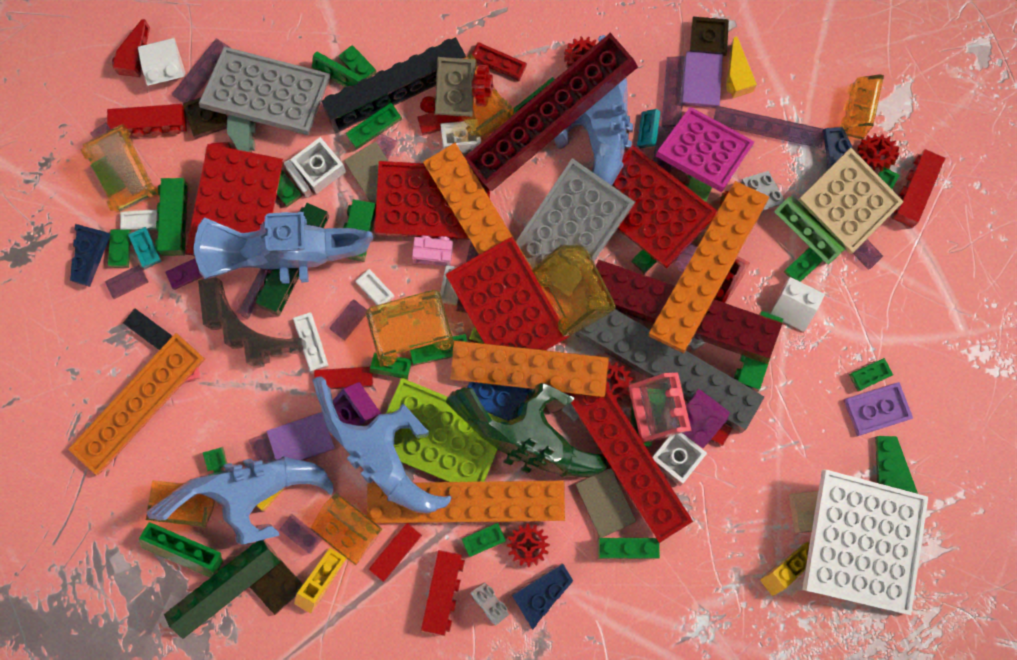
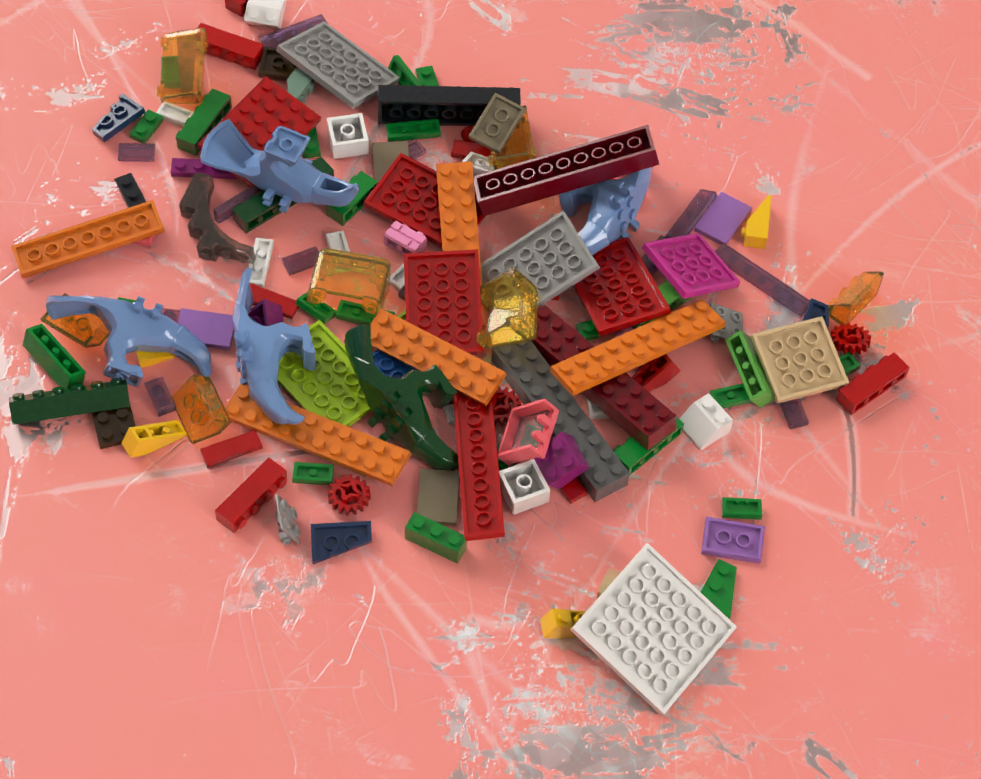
camera: 25 degrees right, 20 degrees down
(144, 248) = (167, 134): teal plate -> none
(297, 178) = (324, 139): white tile -> none
(482, 85) = (520, 129): red gear -> none
(499, 61) = (550, 130): red tile -> none
(648, 128) = (651, 232): teal plate -> none
(709, 35) = (749, 188): dark brown plate -> none

